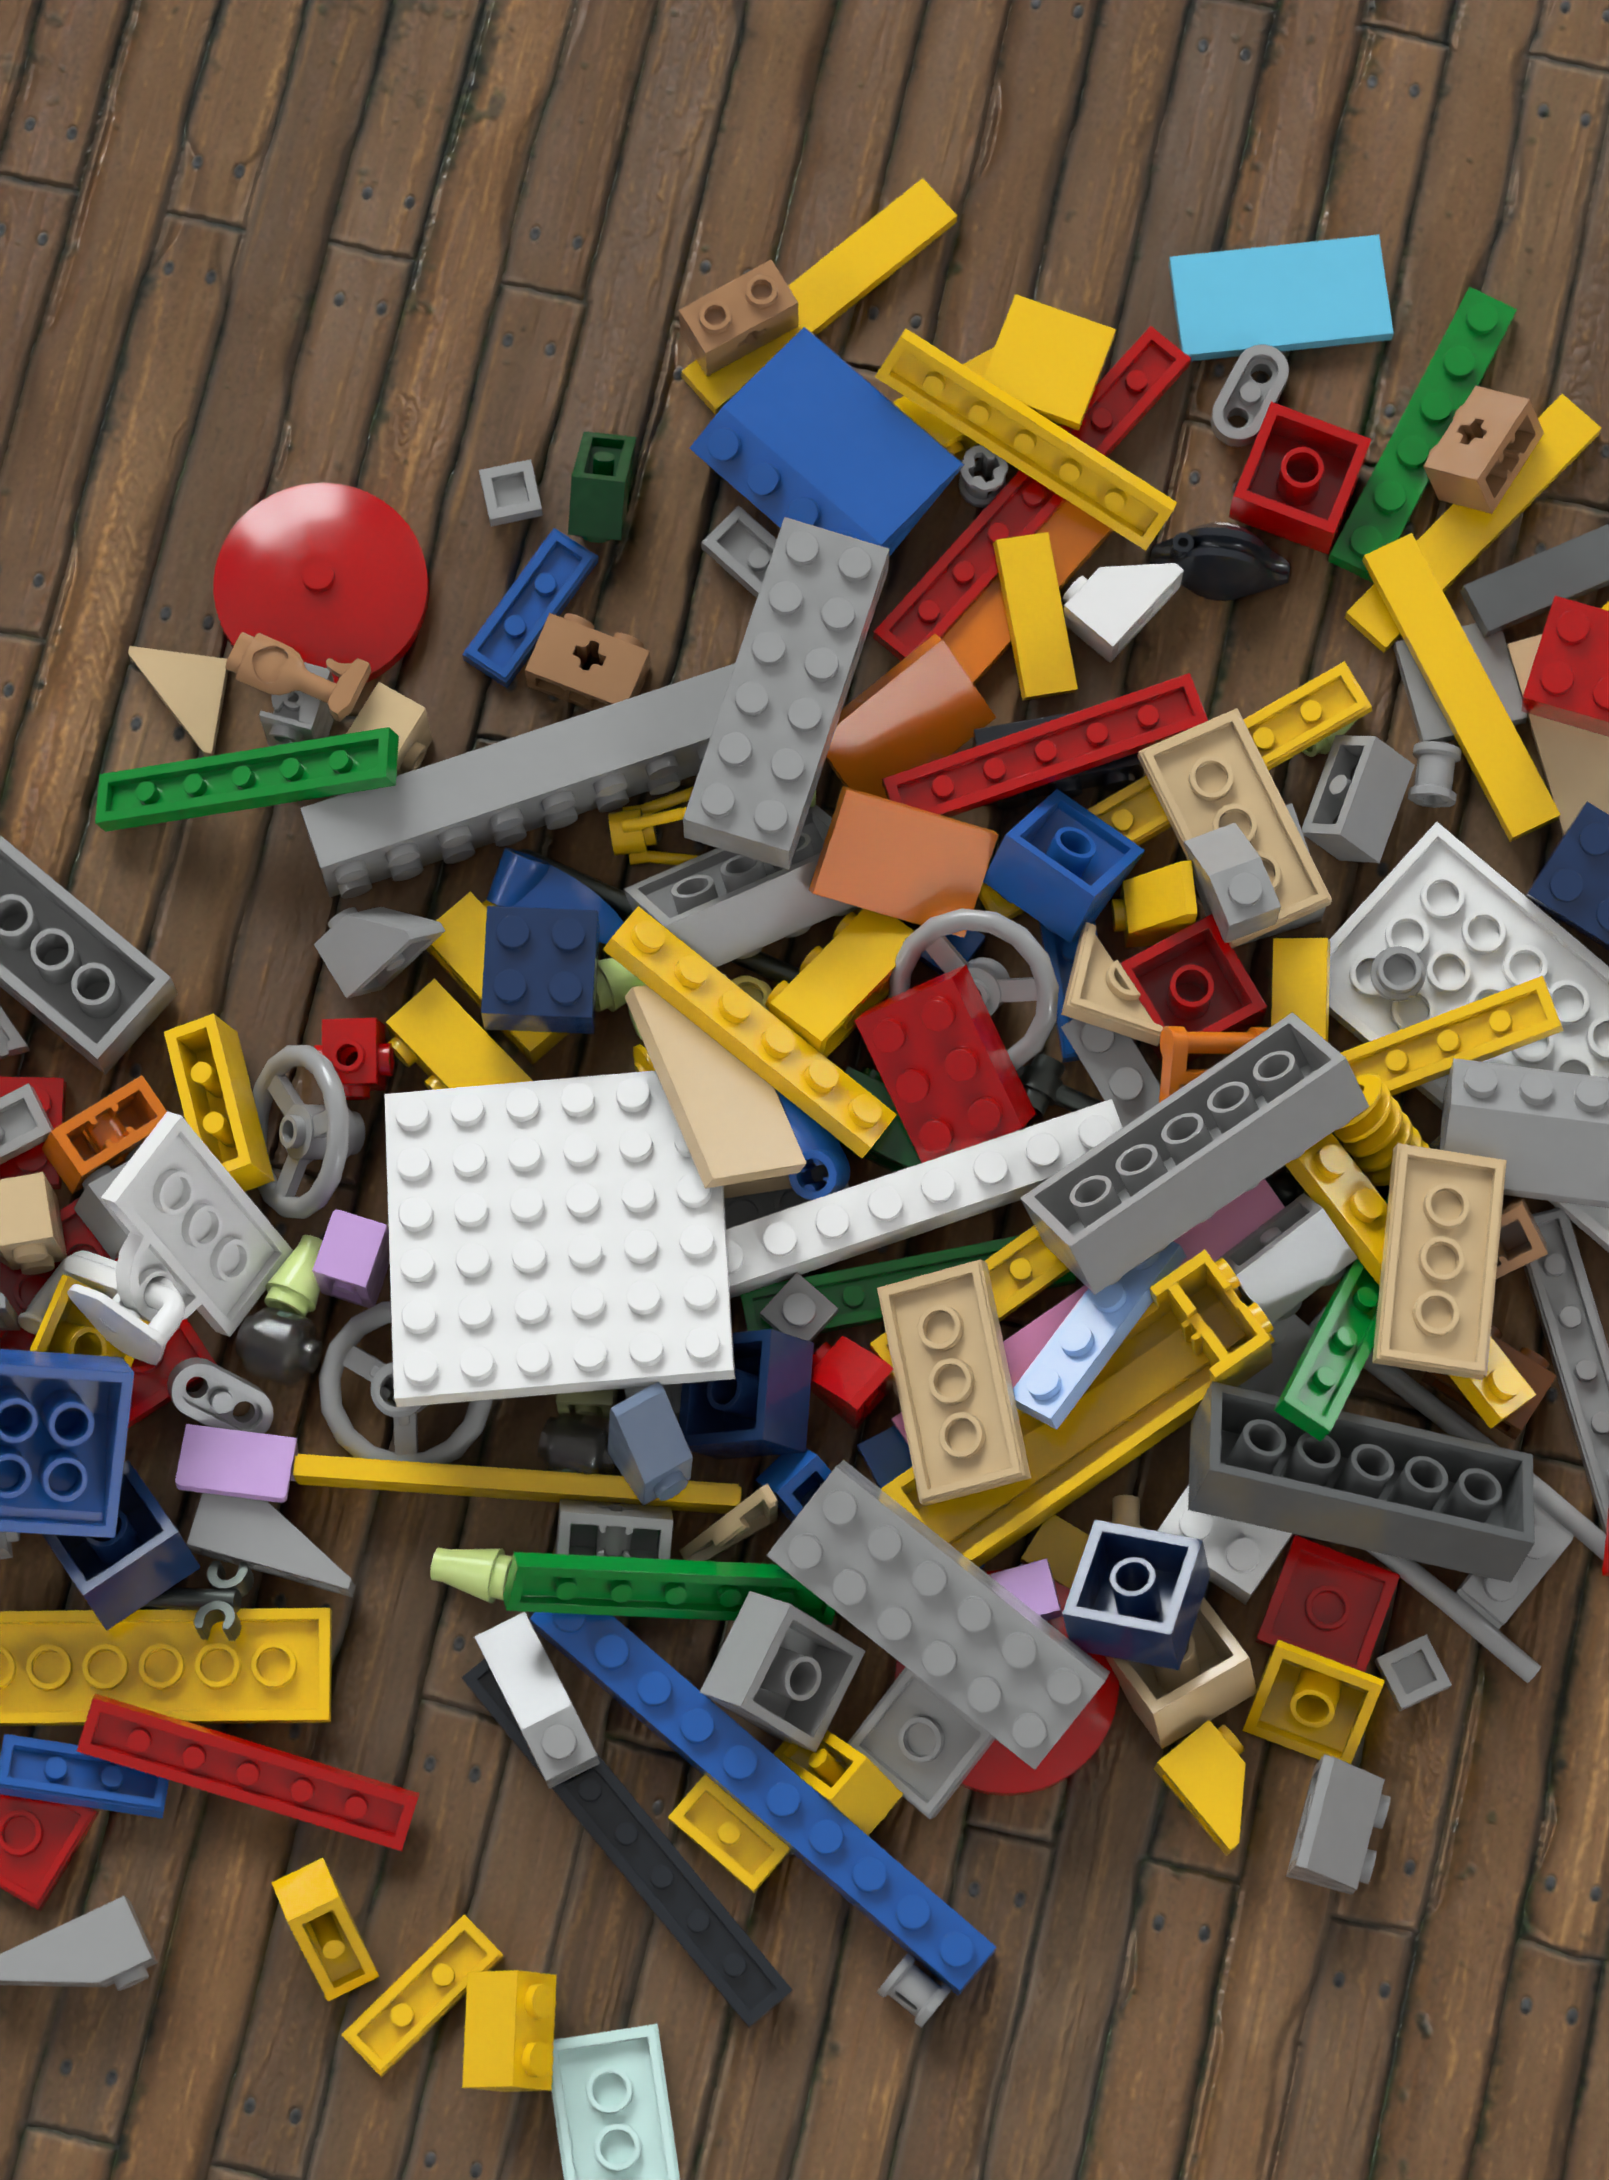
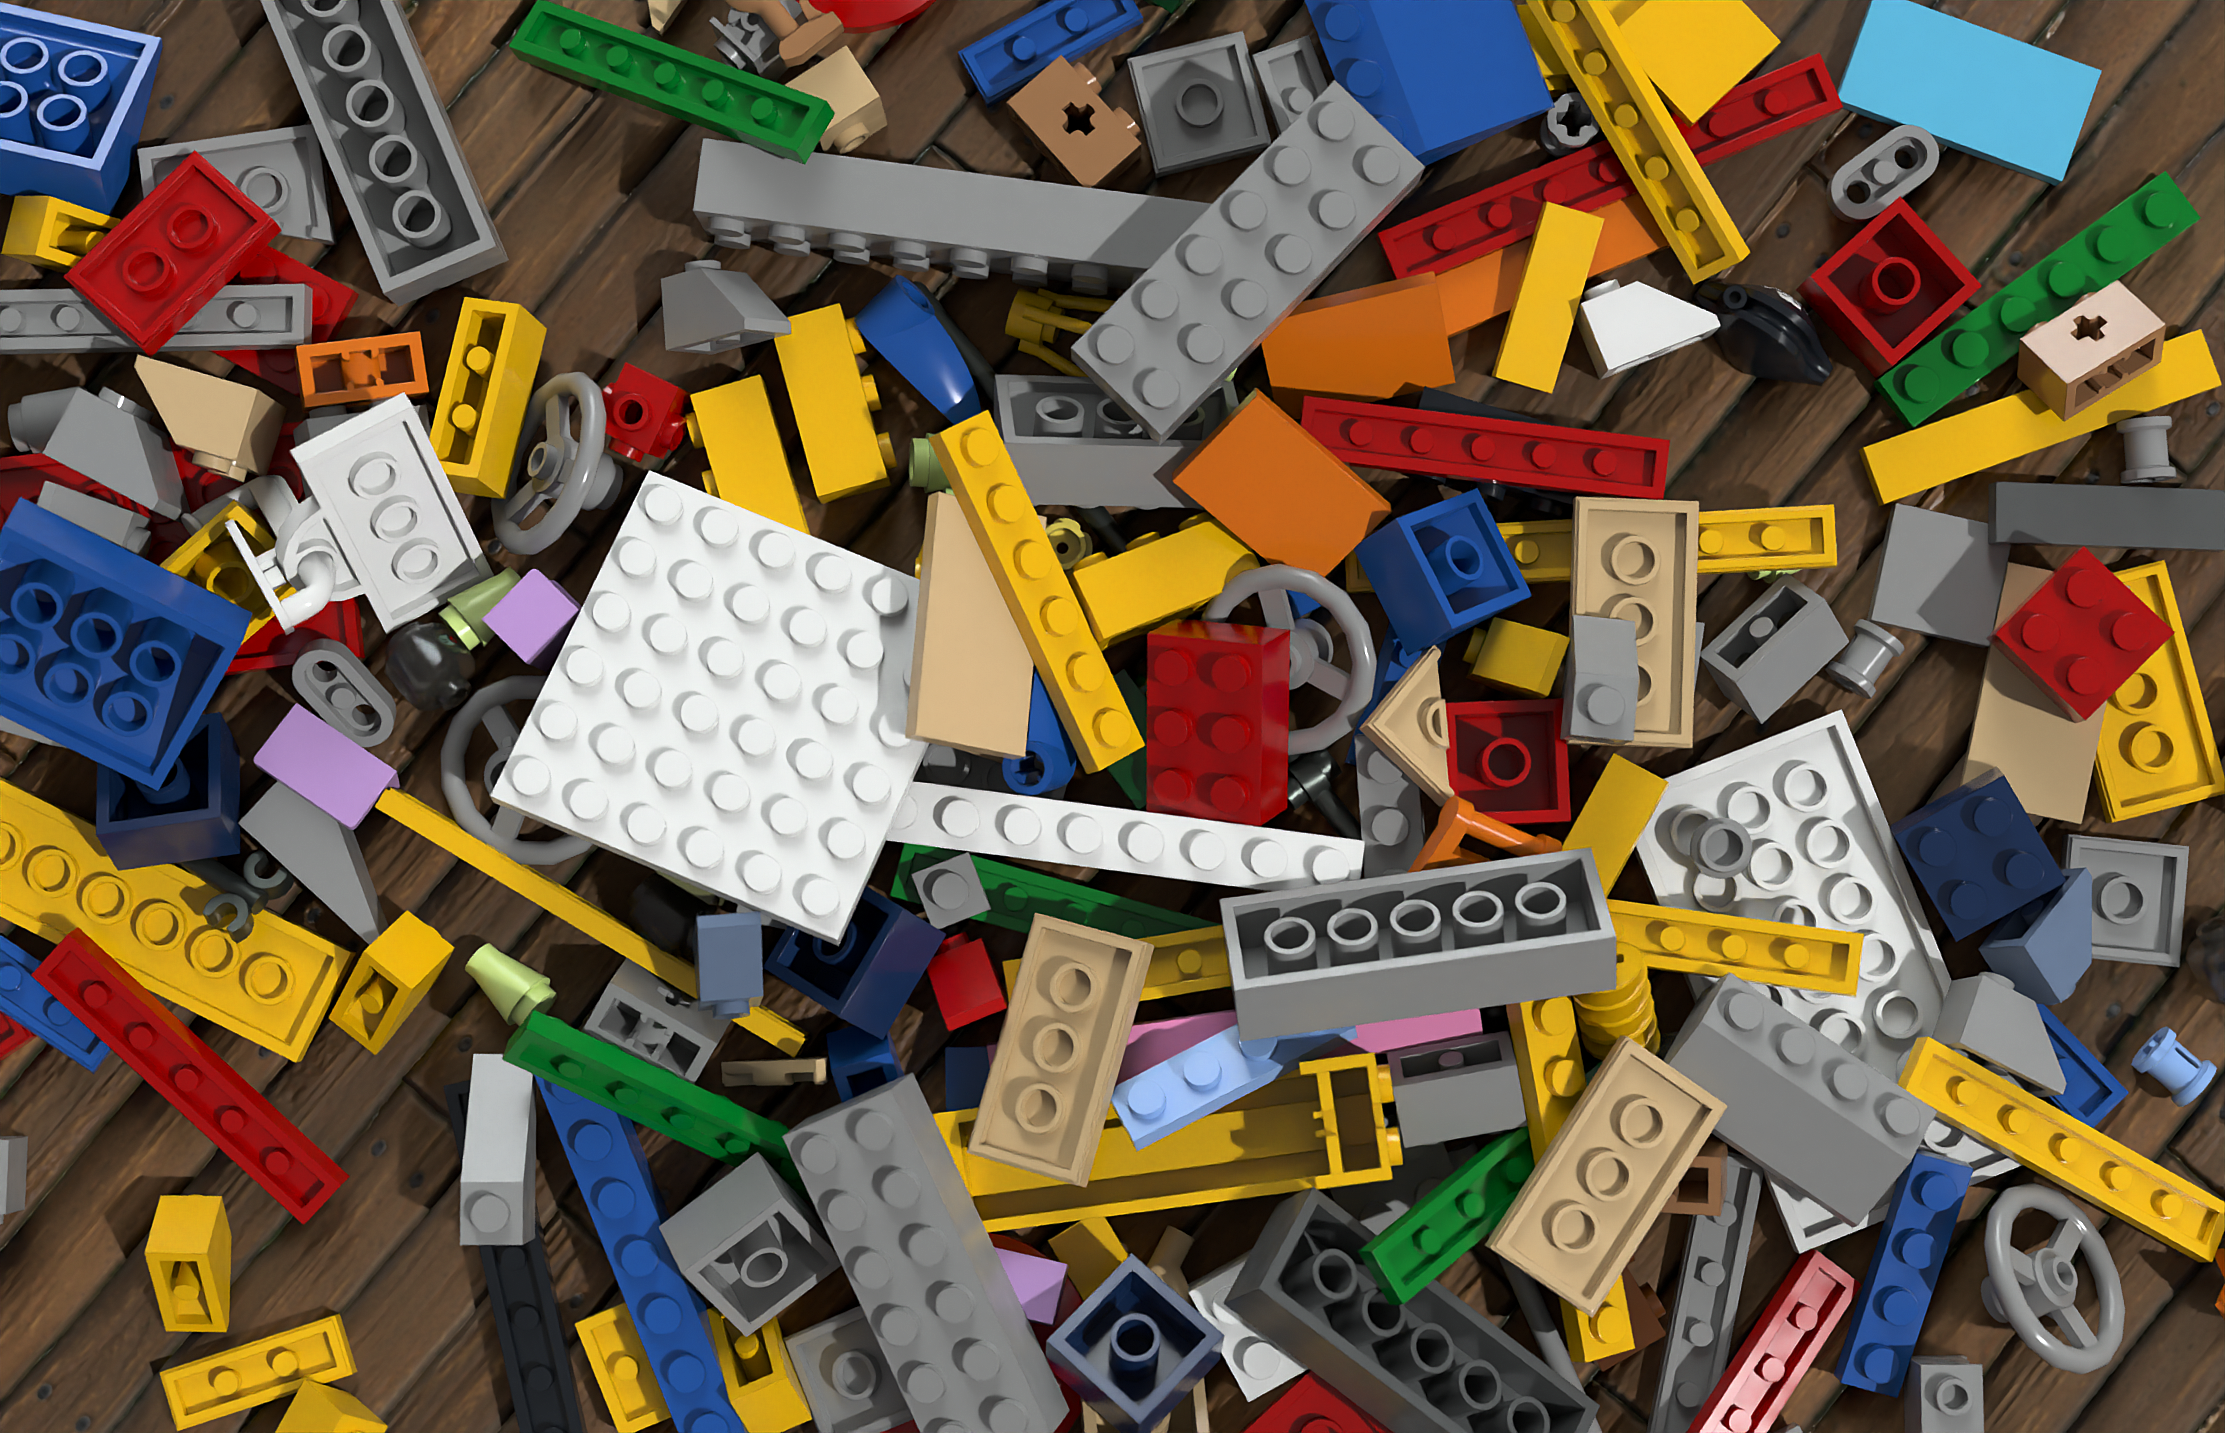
camera: 25 degrees right, 10 degrees up
(374, 1617) = (390, 981): none -> yellow slope
(540, 970) = (863, 421): dark blue brick -> none
(677, 602) = (1199, 104): none -> light grey tile
(1461, 687) = (1938, 583): yellow tile -> none
(1569, 506) = (2146, 450): none -> light grey bush

